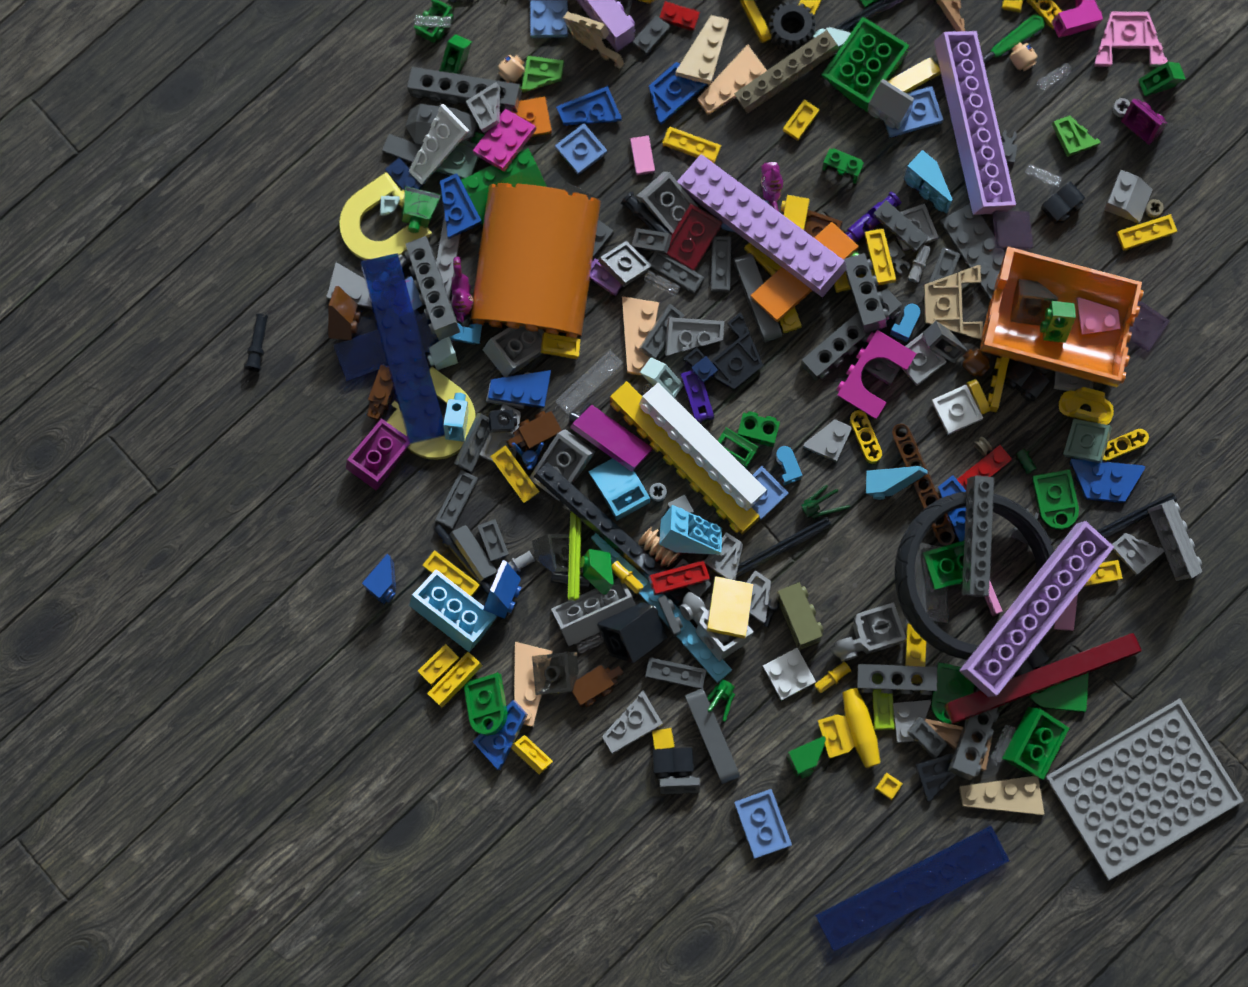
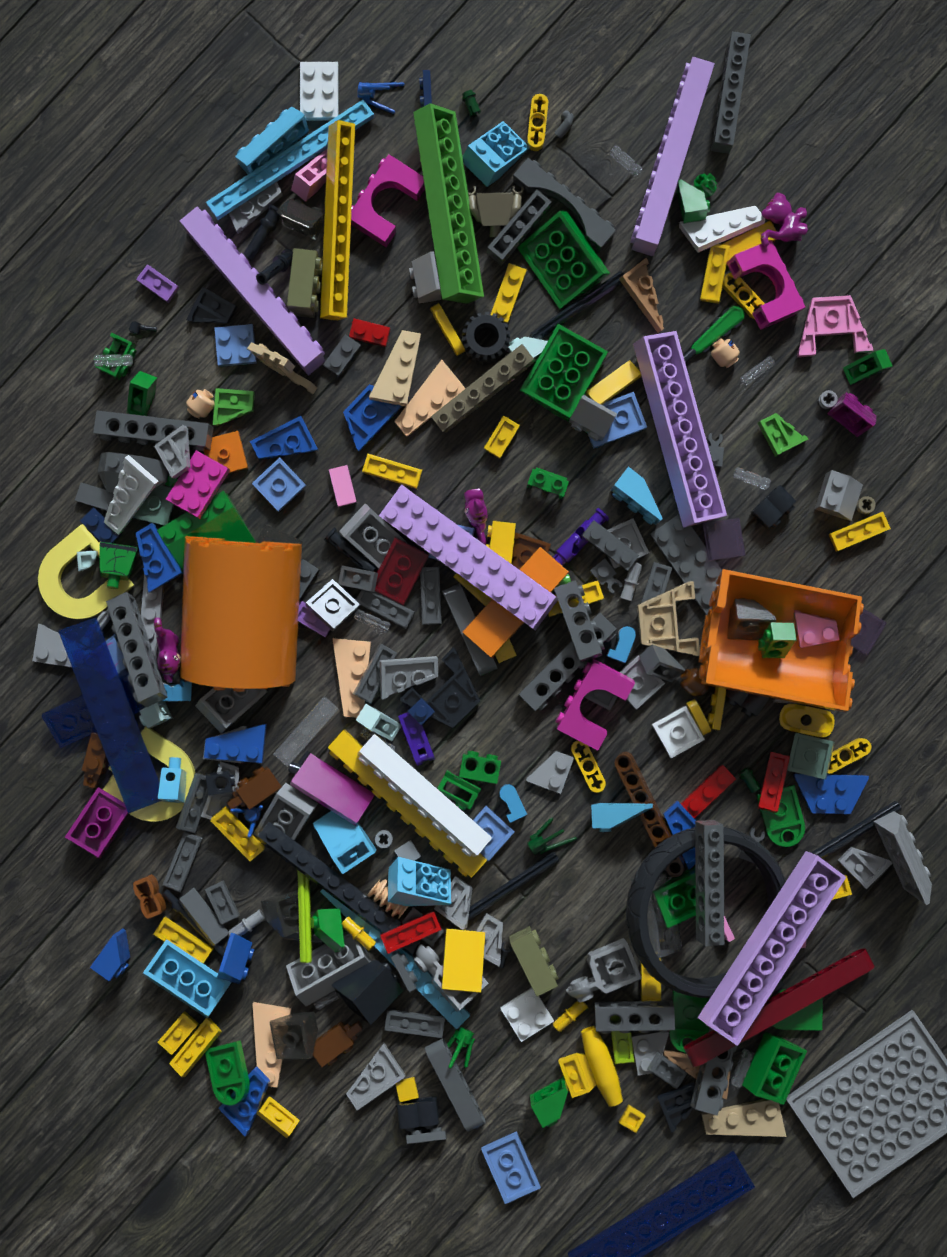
camera: 10 degrees left, 10 degrees up
(342, 315) = (47, 684): reddish brown slope -> none
(422, 523) = (147, 891): none -> dark orange brick
(560, 345) = (274, 696): yellow plate -> none
(880, 256) = (591, 579): yellow plate -> none
(983, 446) = (706, 768): dark tan bush -> none
(1049, 463) = (773, 782): none -> red plate

